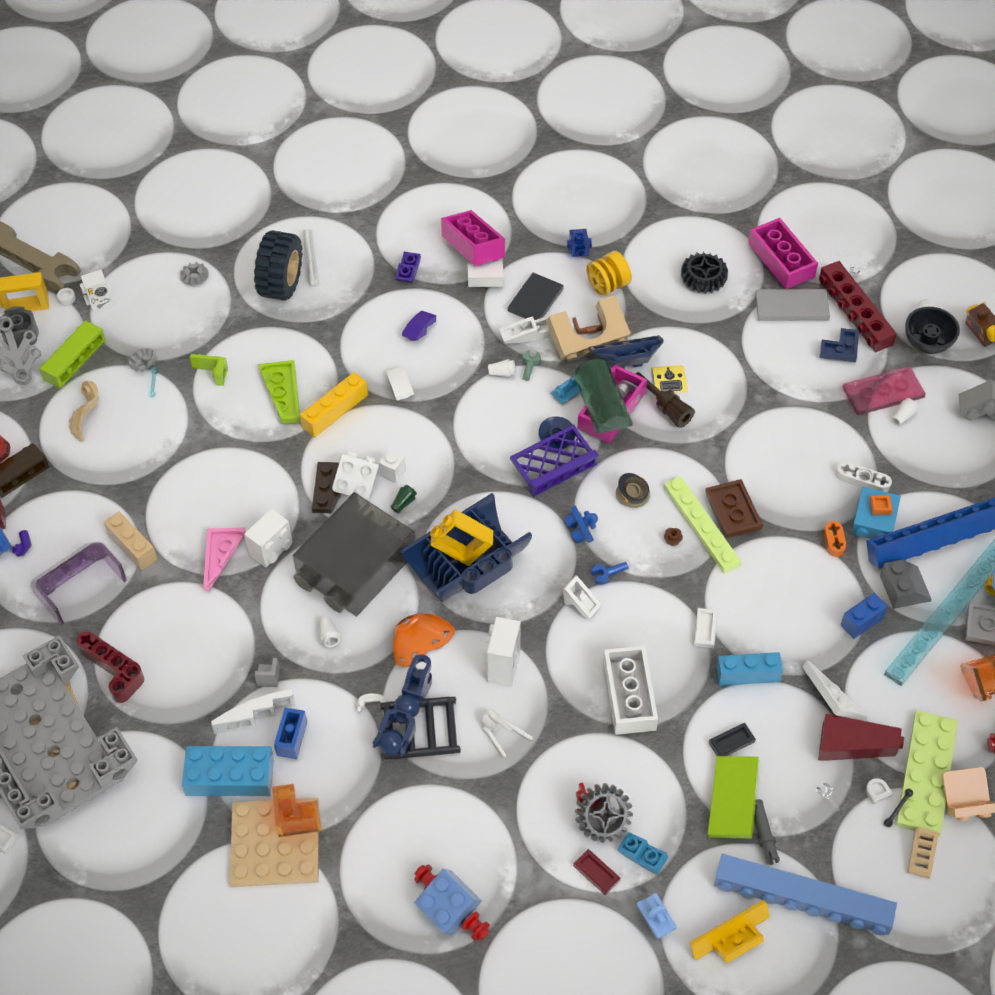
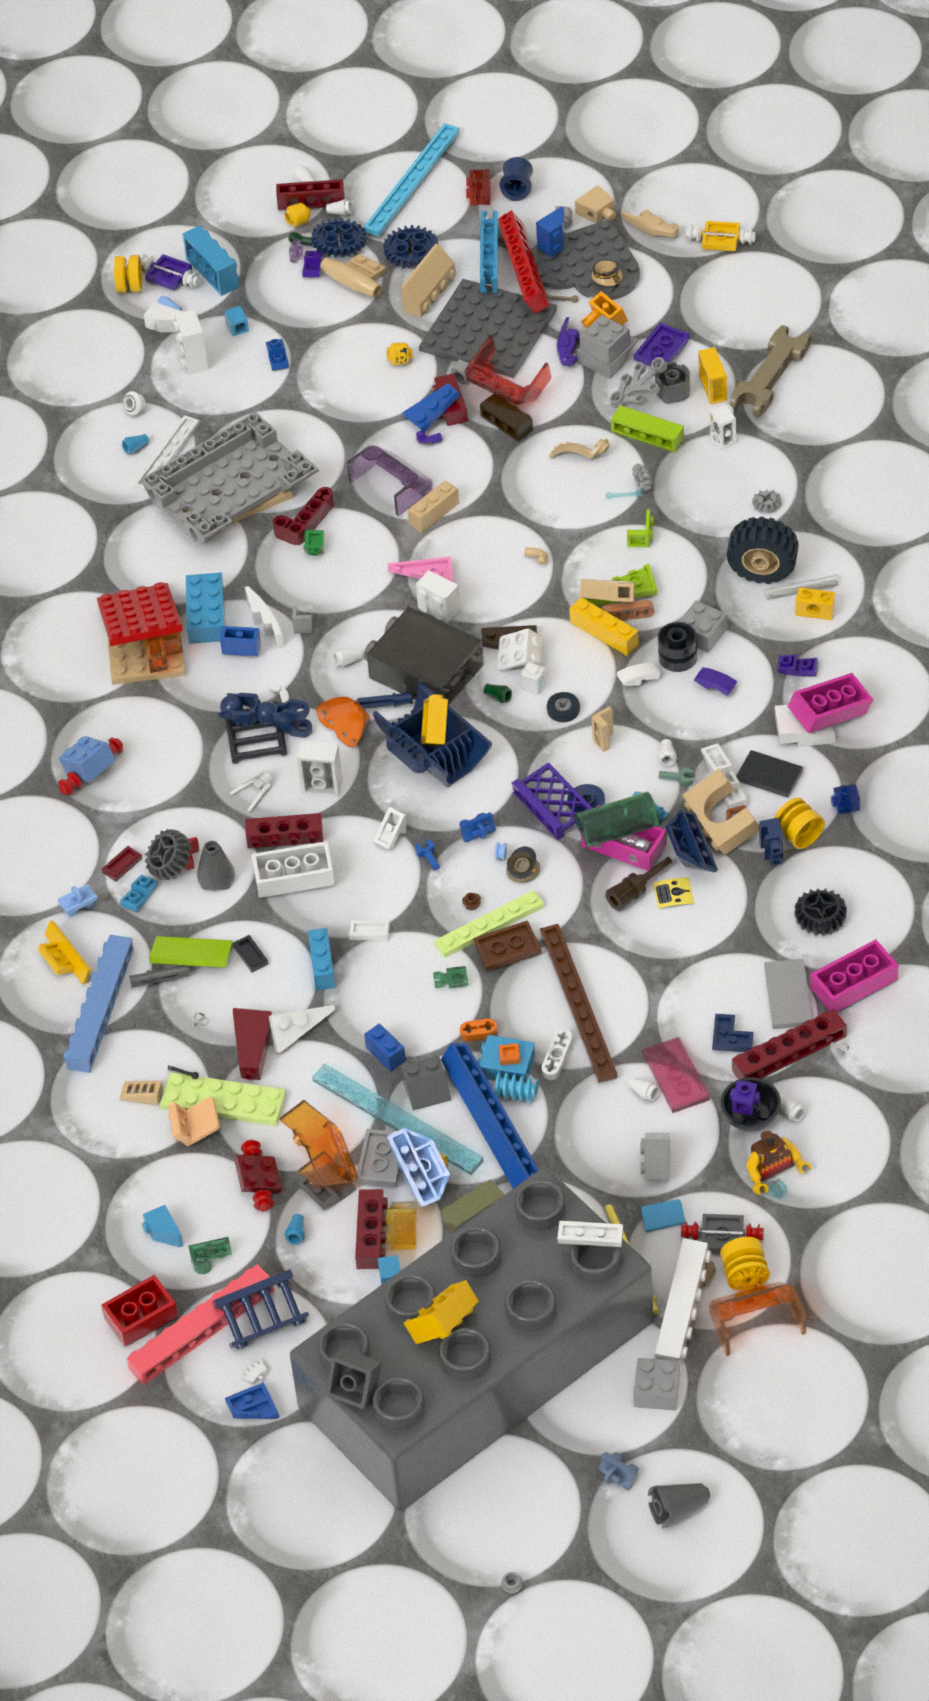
camera: 90 degrees right, 5 degrees down
(152, 657) = (314, 542): none -> green bracket
(217, 455) = (536, 552): none -> tan arm
(236, 836) = (139, 614): none -> red plate
(297, 388) = (608, 590): none -> tan slope
(315, 383) = (641, 605): none -> nougat beam
(338, 245) = (815, 603): none -> yellow brick
(350, 329) = (708, 624): none -> light grey brick
(376, 346) = (677, 647): none -> black wheel
(397, 591) = (386, 700): none -> dark blue axle
(429, 439) = (561, 700): none -> black bush
(475, 410) = (602, 727): none -> tan panel
(571, 729) = (284, 830): none -> dark red brick
(613, 507) = (500, 851): none -> light blue bush
(622, 768) = (214, 868): none -> dark grey cone
(629, 292) = (771, 840): none -> dark blue hips
(772, 554) = (454, 977): none -> clear green plate
(803, 456) = (578, 1003): none -> reddish brown plate
(877, 790) = (203, 1061): white tile -> none
(911, 505) = (515, 1088): none -> medium azure piece
(939, 323) = (744, 1097): none -> dark purple brick

